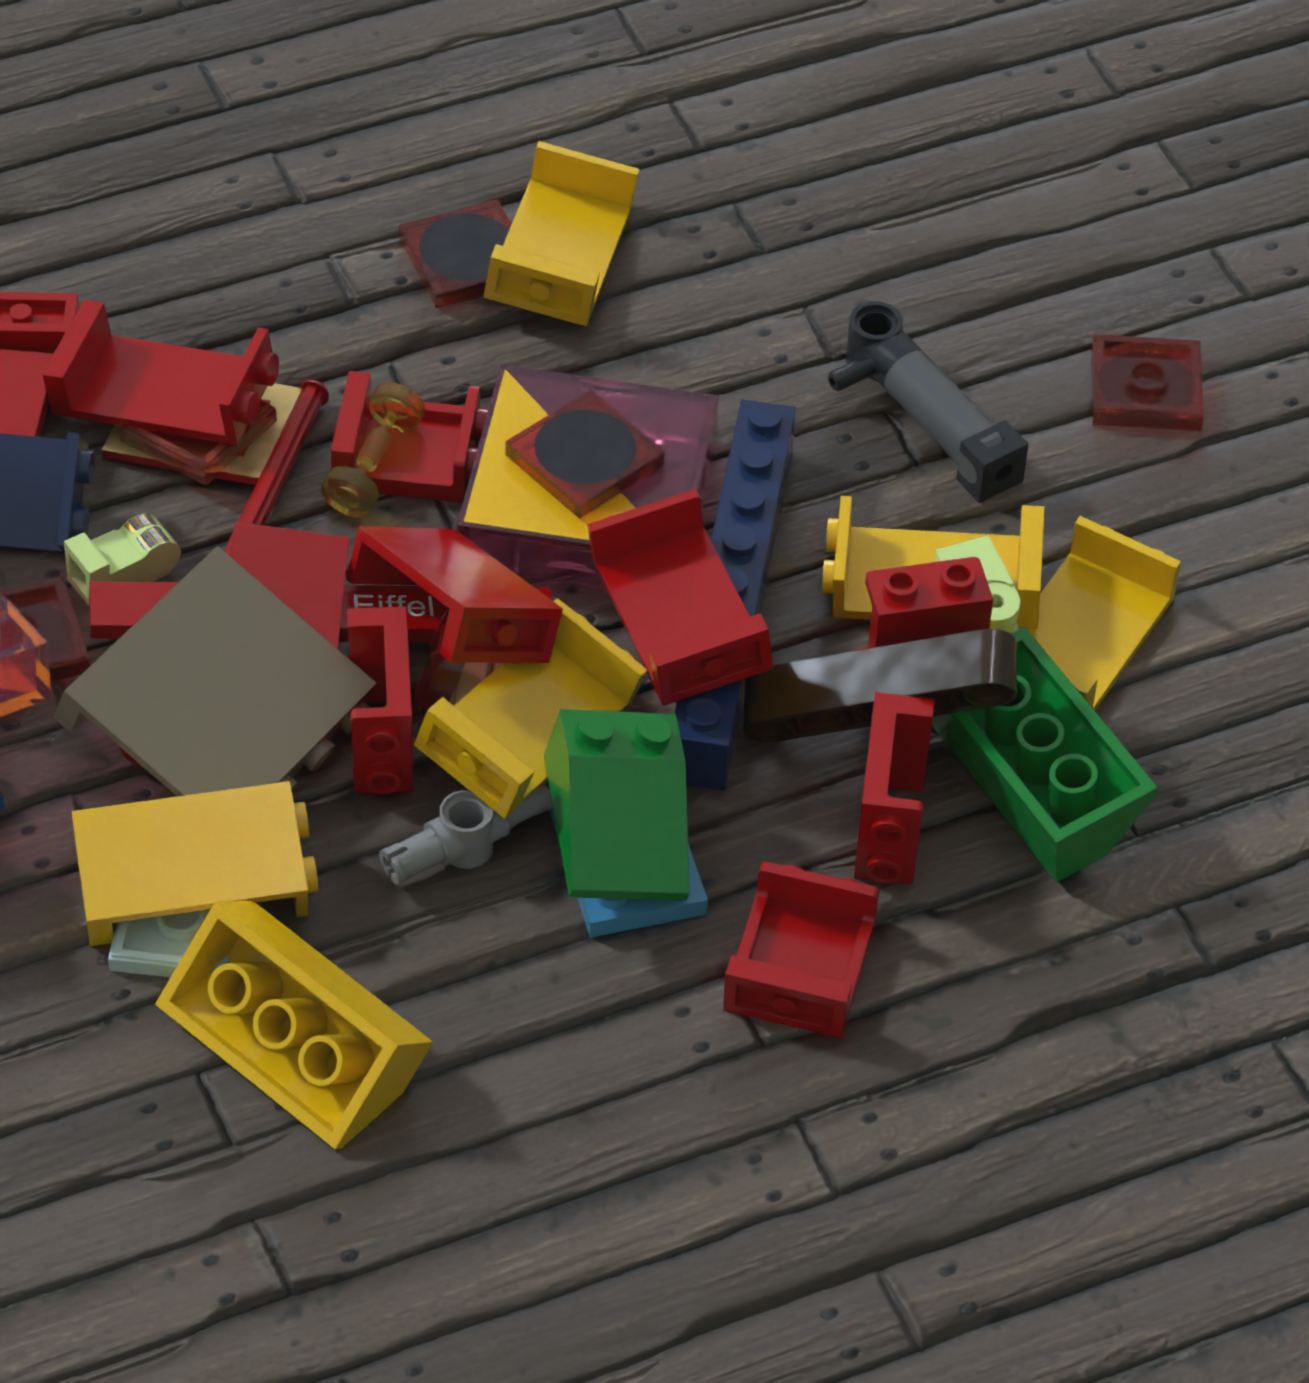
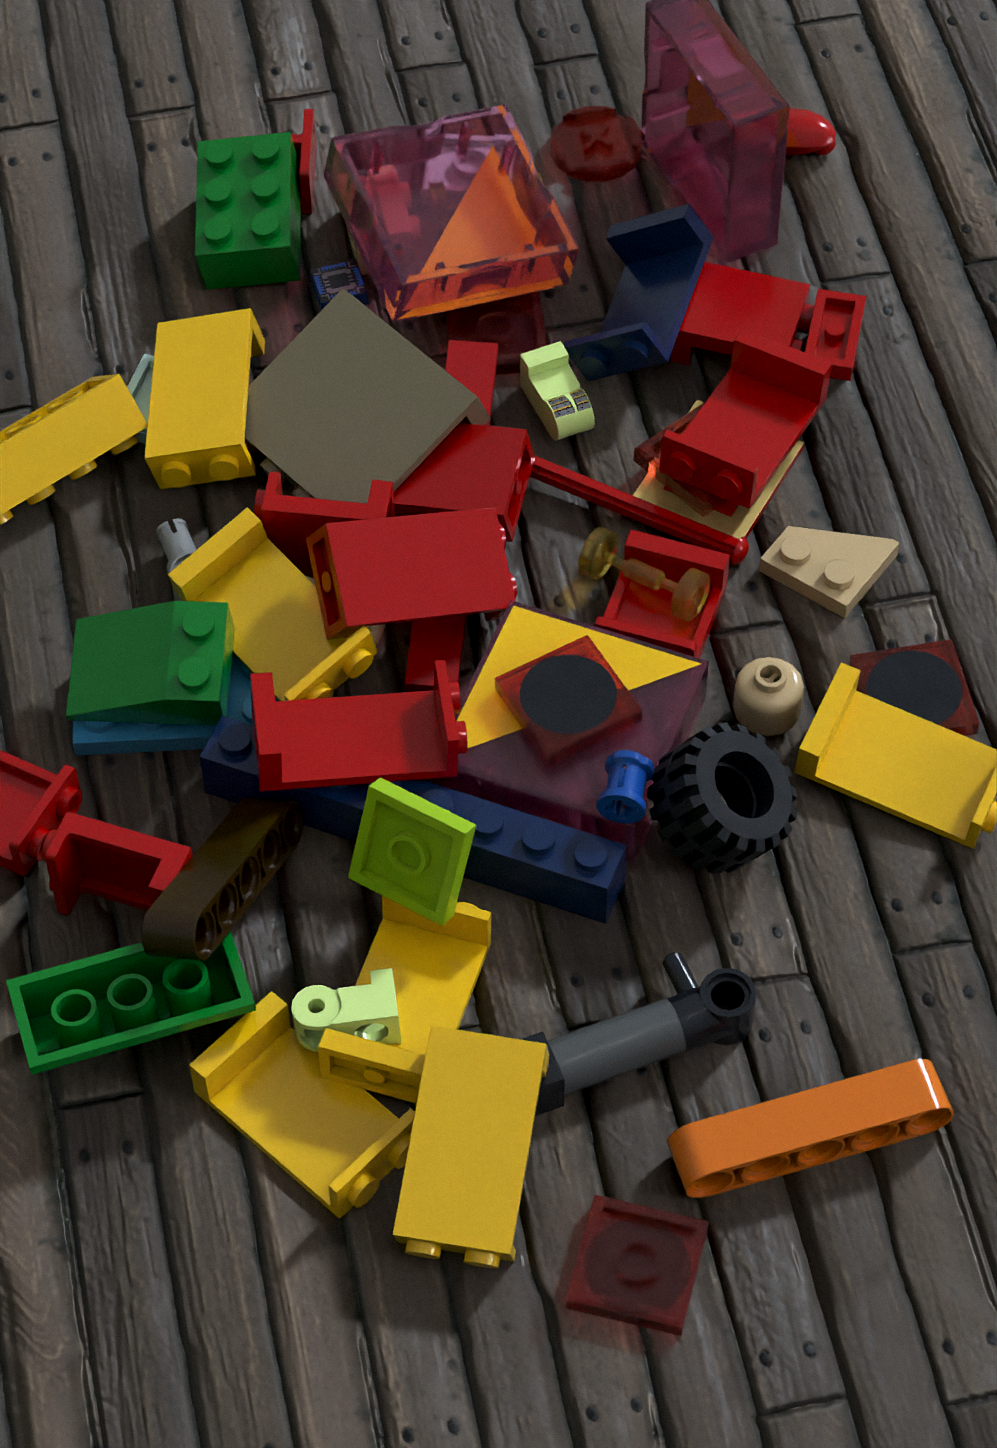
camera: 105 degrees right, 5 degrees up
(316, 327) = (828, 565): none -> tan wing
(513, 335) = (768, 696): none -> tan head
(665, 338) = (749, 781): none -> black tyre
(689, 389) = (625, 787): none -> blue bush
(822, 521) = (411, 851): none -> lime tile
(927, 601) = (289, 926): red panel -> none
(981, 276) = (809, 1128): none -> orange beam
(1096, 459) = (469, 1146): none -> yellow panel

